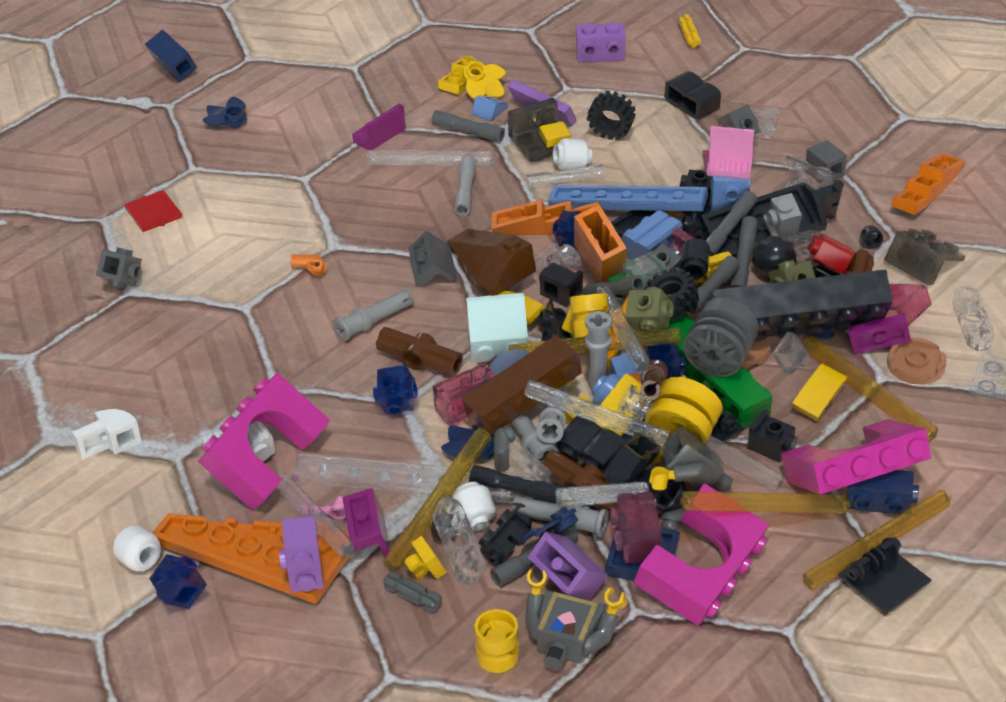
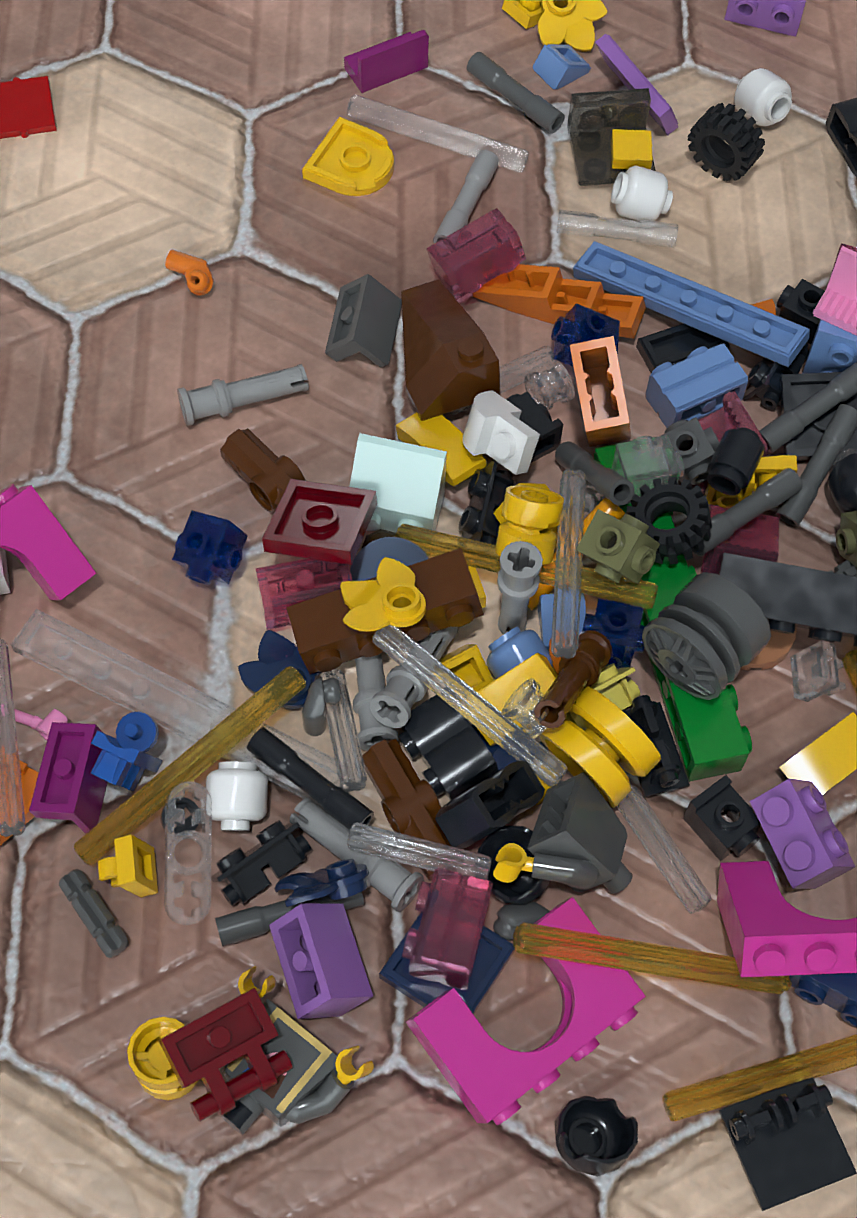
camera: 15 degrees right, 20 degrees up
(382, 184) = (351, 160): none -> yellow tile
(397, 500) = (124, 757): none -> blue hips
(462, 350) = (320, 521): none -> dark red plate
(487, 205) = (476, 254): none -> clear pink brick
(524, 369) = (384, 601): none -> yellow plate
(532, 602) = (218, 1039): none -> dark red plate
(548, 283) = (498, 432): none -> white brick
(623, 85) = (763, 97): none -> white head
(772, 603) = (595, 1135): none -> black hair
(819, 425) = (802, 834): none -> medium lavender brick

